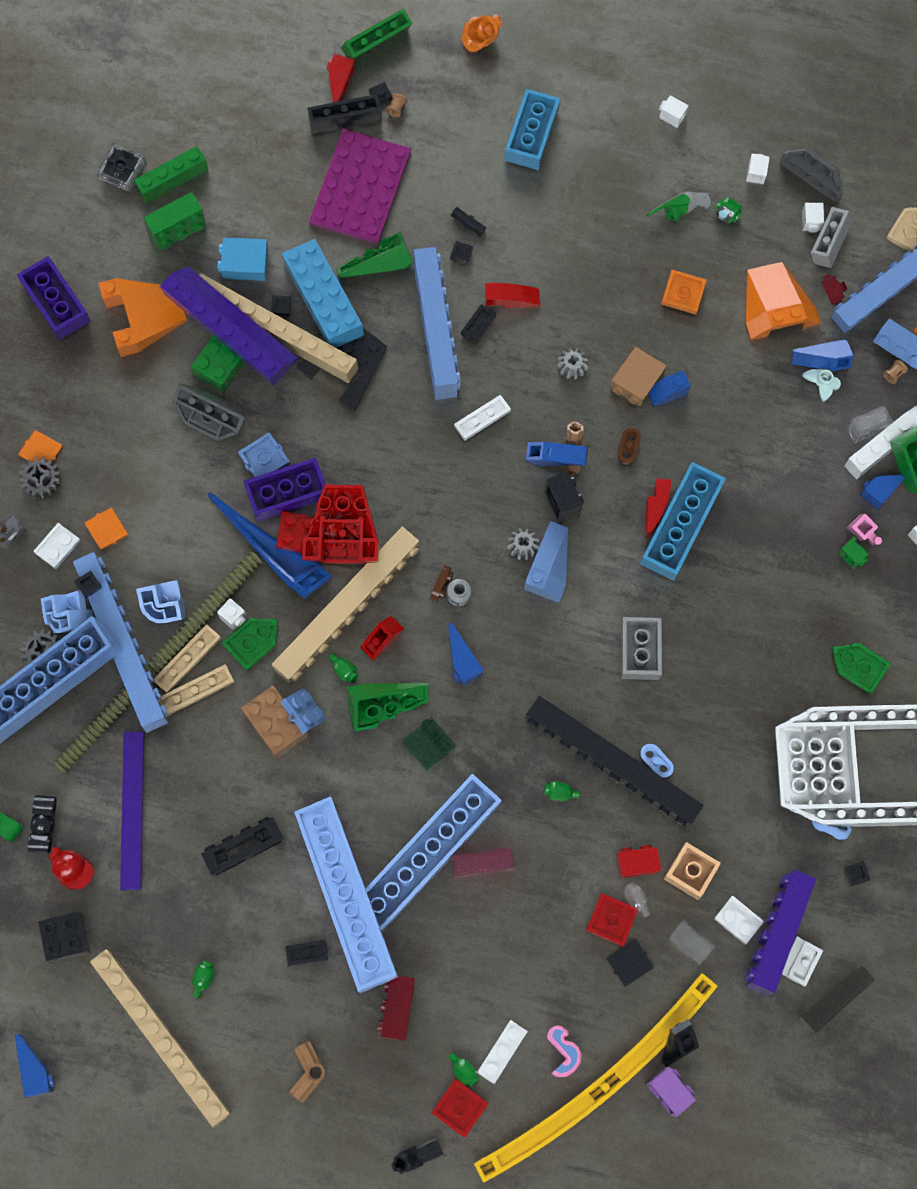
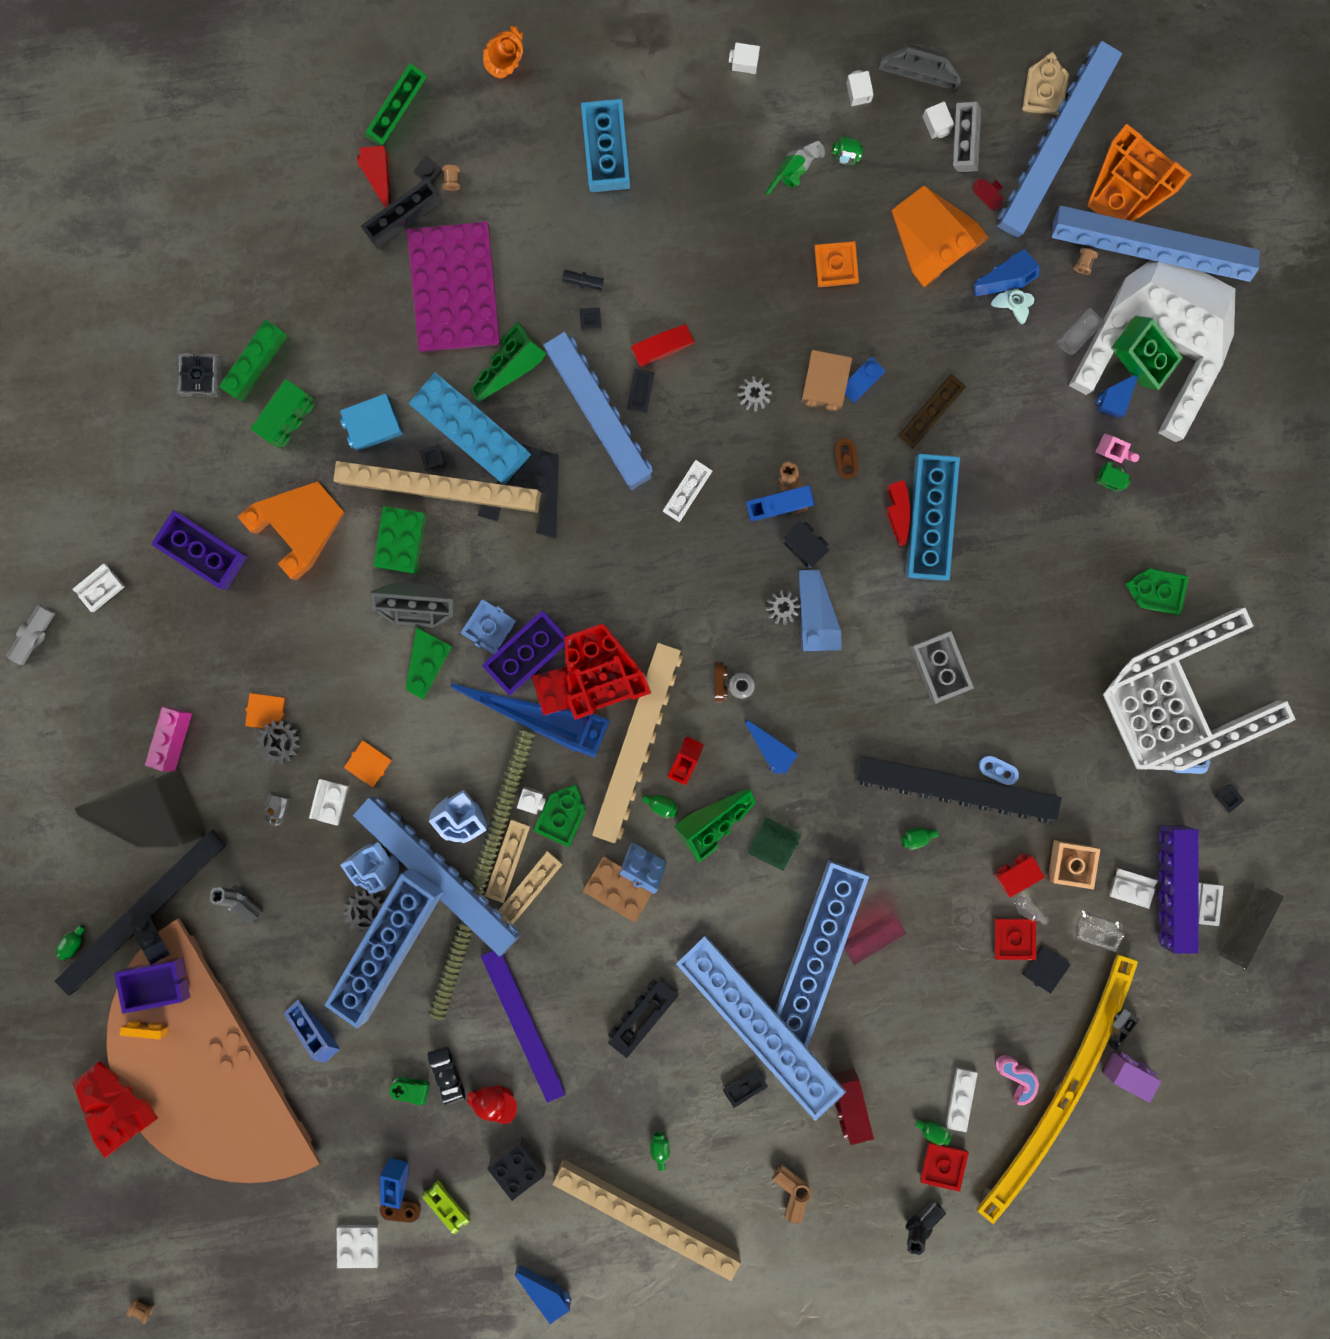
camera: 20 degrees left, 15 degrees up
(88, 584) = (380, 836): black plate -> none
(196, 466) = (425, 663): none -> green wing
(228, 324) = (391, 507): dark purple slope -> none
(717, 438) = (931, 411): none -> dark brown tile

